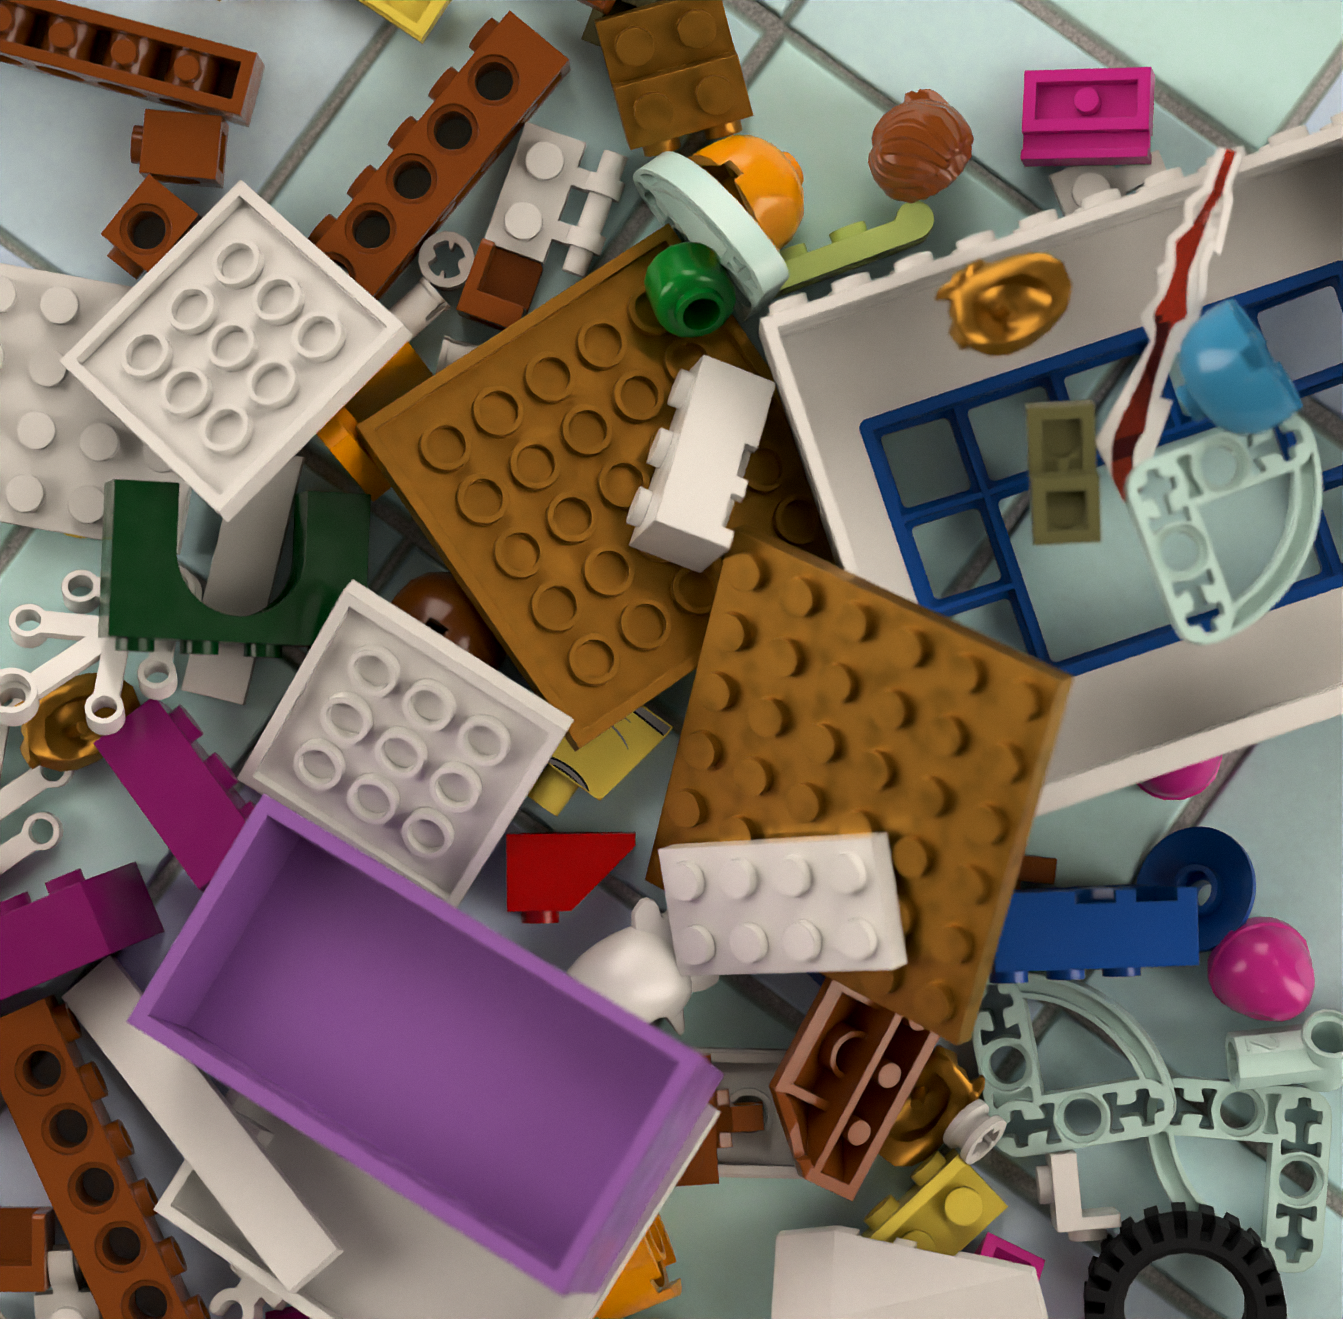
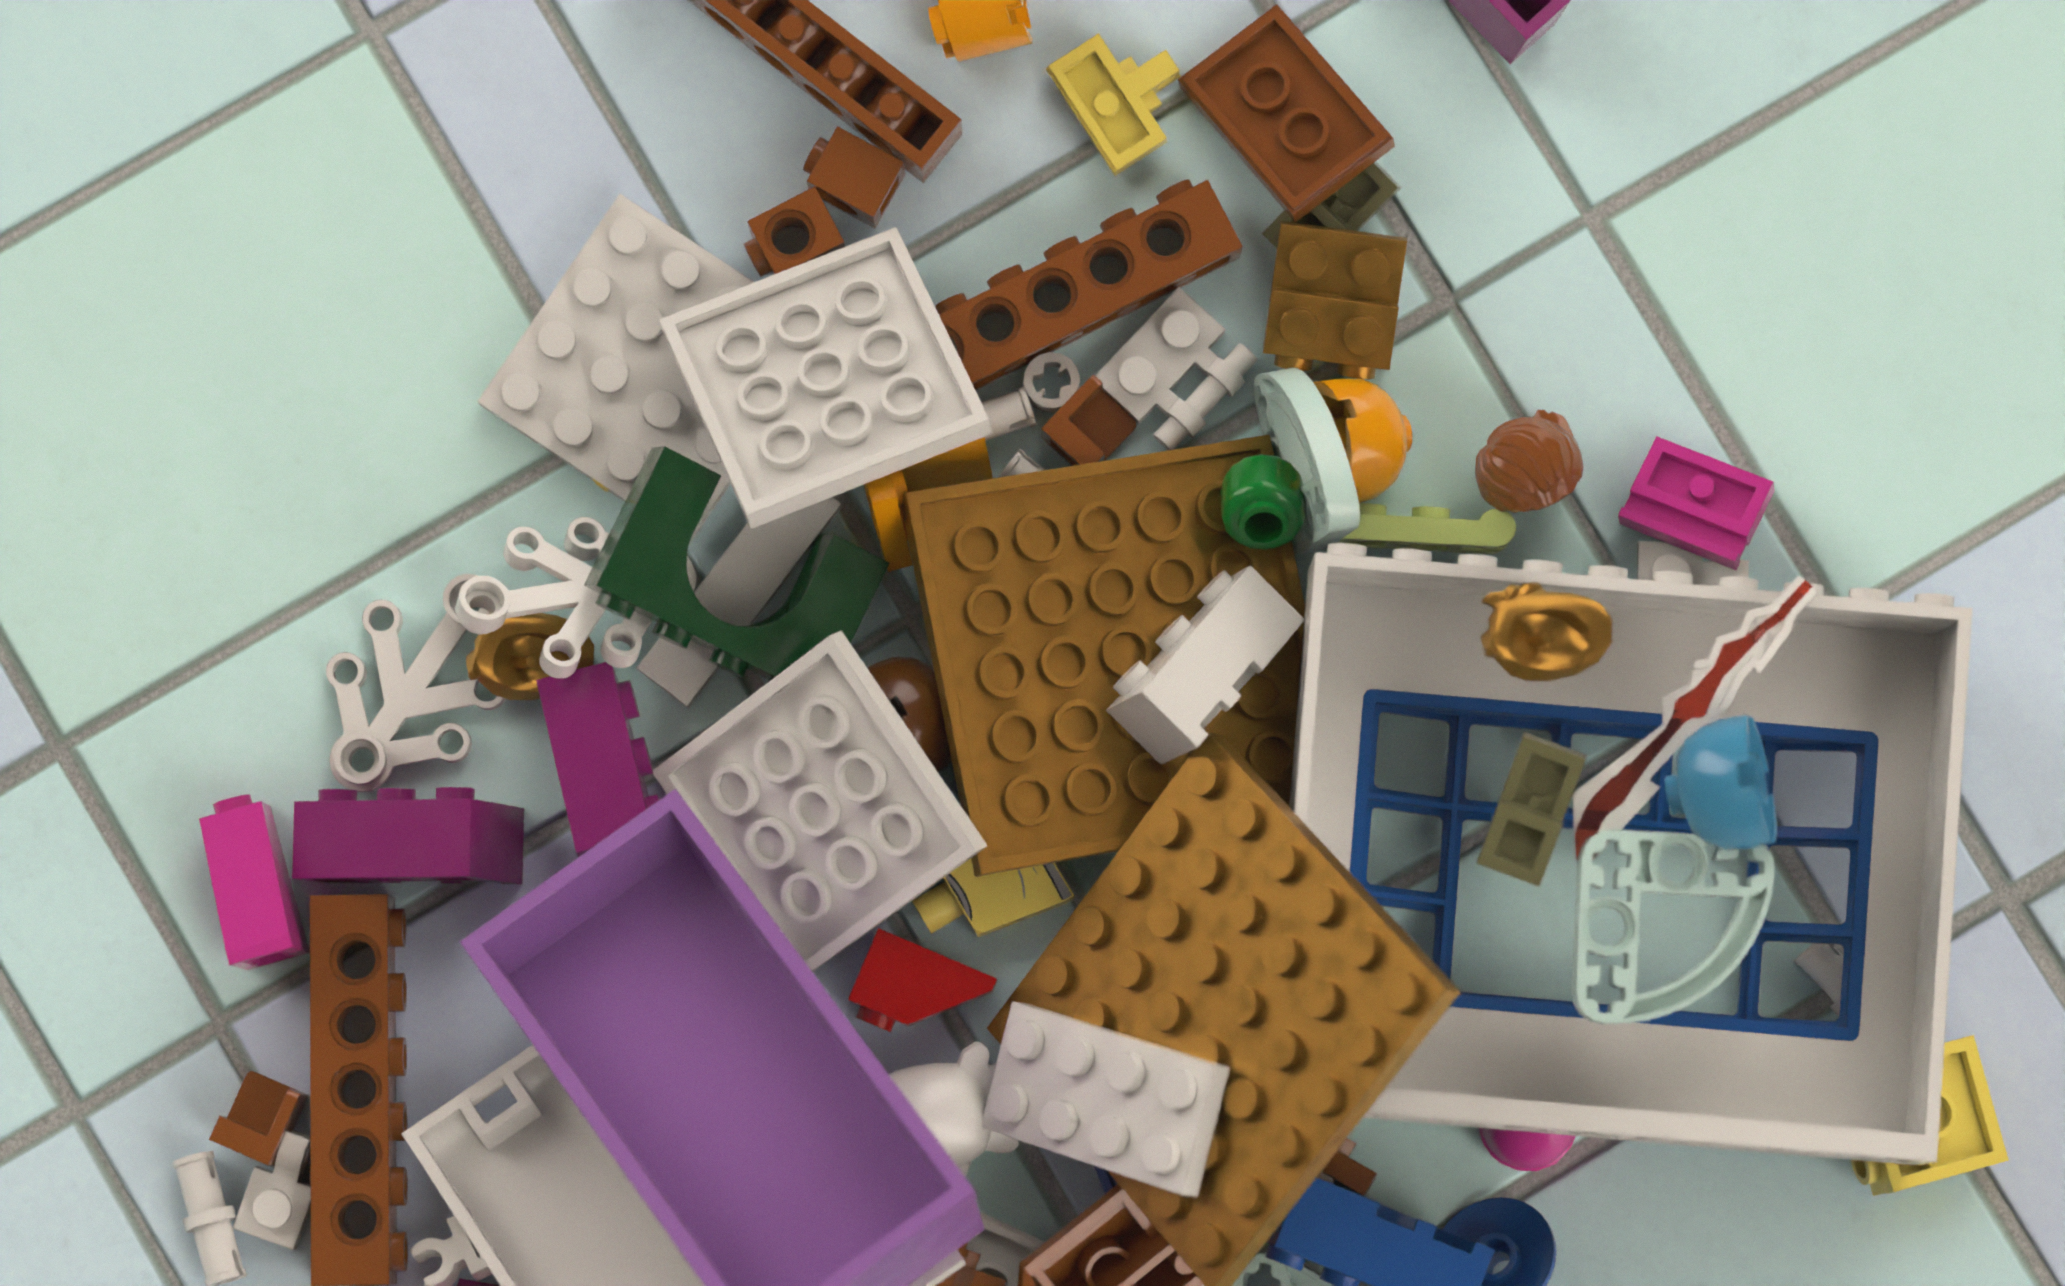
camera: 20 degrees right, 5 degrees down
(205, 1131) = (482, 1077): white tile -> none

